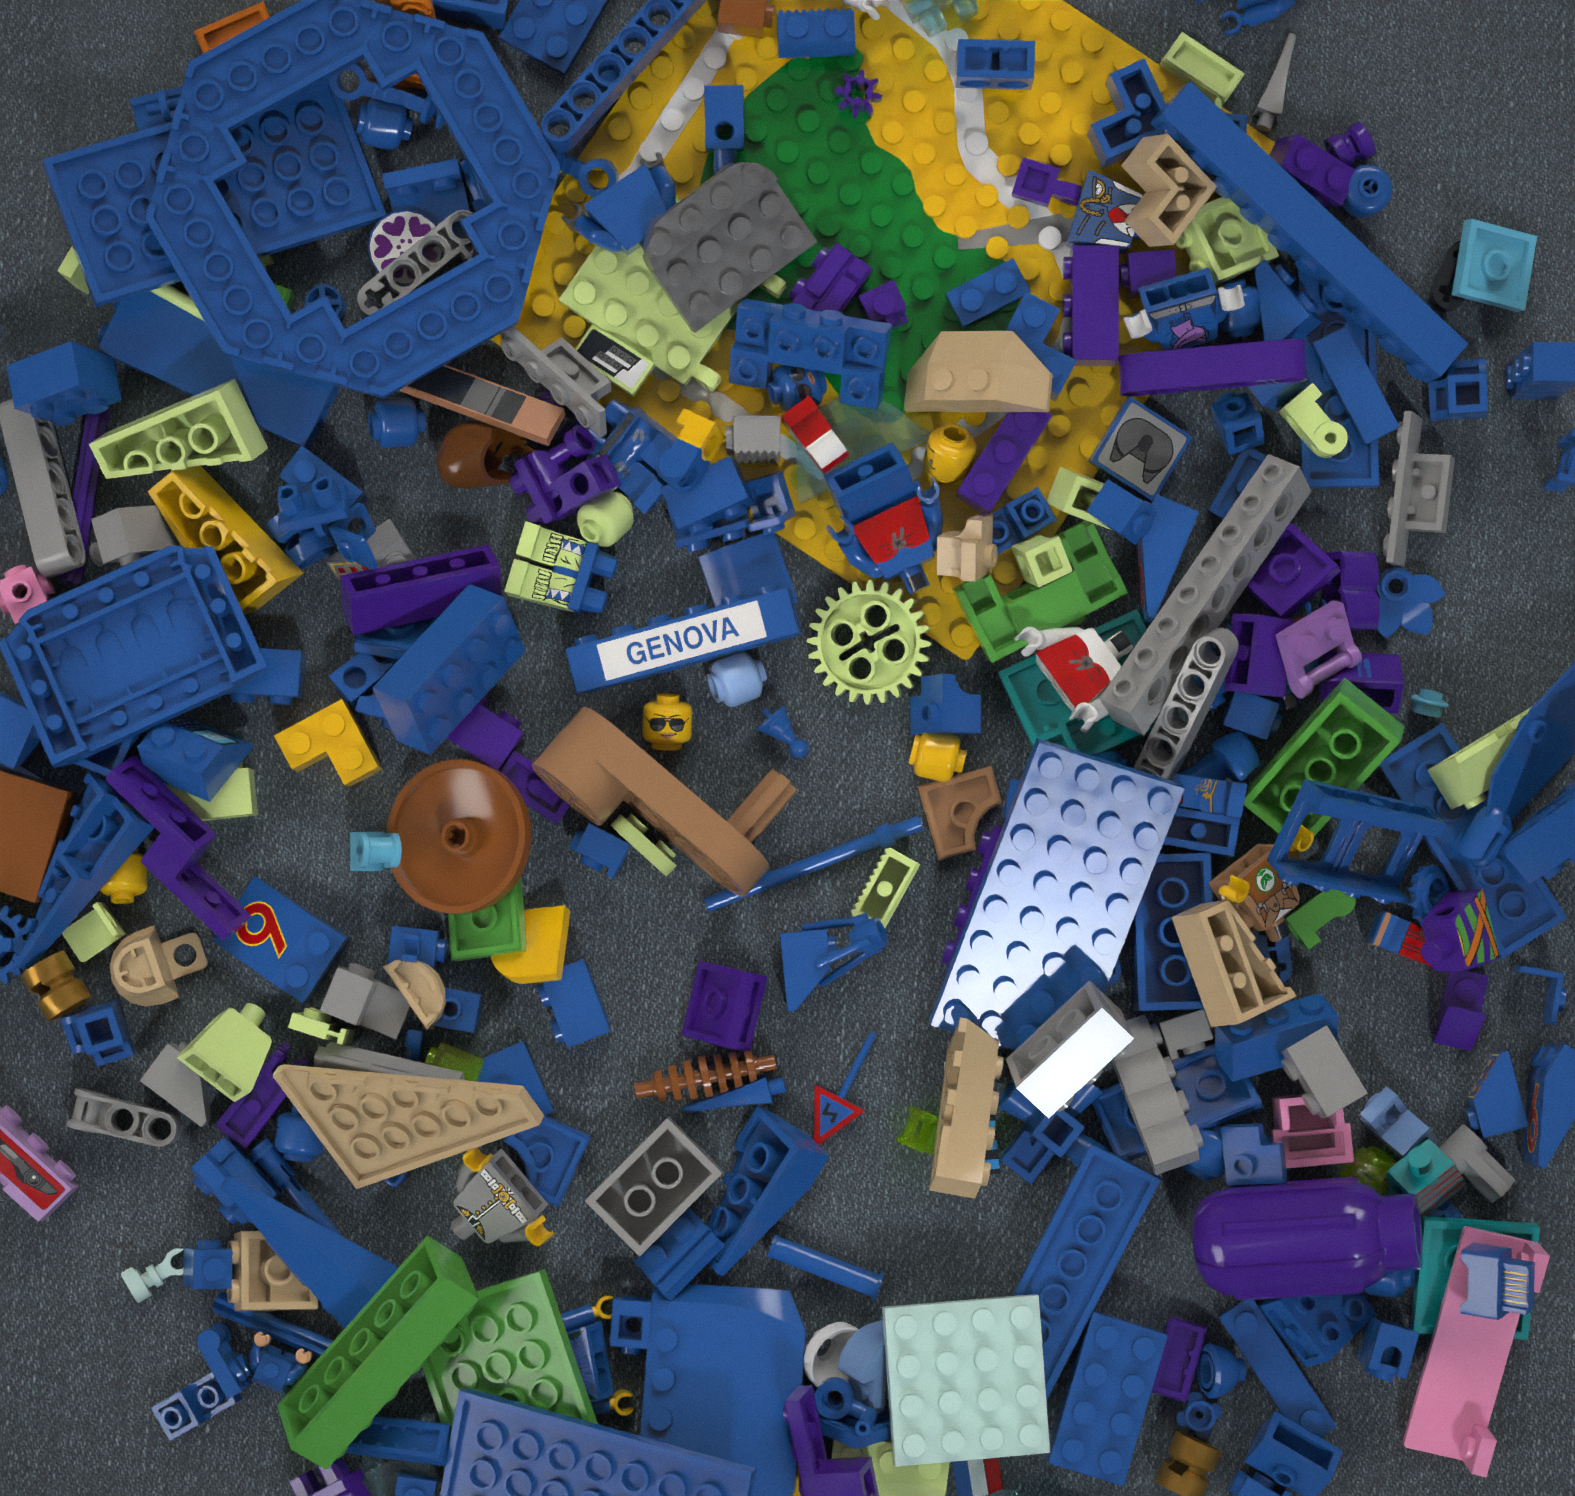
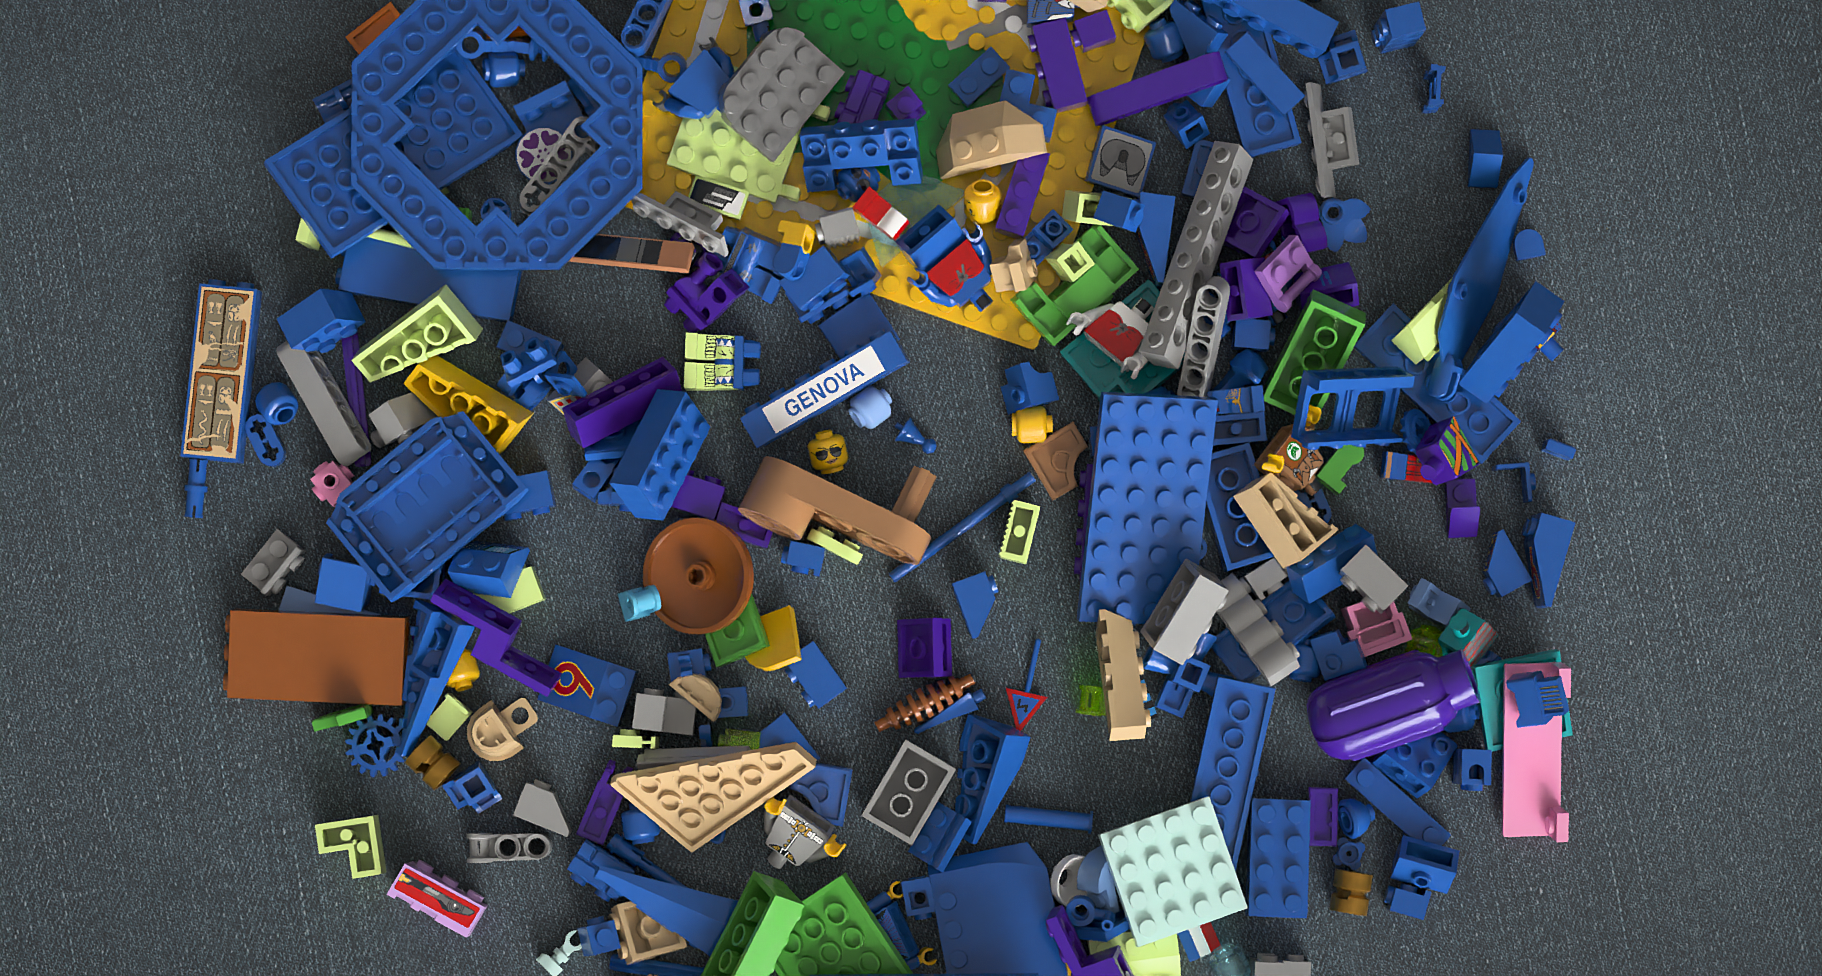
camera: 15 degrees left, 0 degrees up
(230, 1051) = (573, 776): yellowish green torso -> none
(332, 734) = (585, 525): yellow brick -> none
(396, 422) = (570, 285): blue head -> none
(470, 457) = (631, 296): reddish brown helmet -> none
(605, 519) = (743, 315): yellowish green head -> none
(853, 611) = (943, 335): yellowish green gear -> none
(866, 939) = (1016, 569): blue plant -> none
(1183, 310) = (1125, 52): torso -> none
(1312, 425) = (1241, 111): yellowish green leg -> none
(1428, 703) = (1379, 291): medium azure plate -> none
(1476, 1164) = (1502, 617): light grey piece -> none

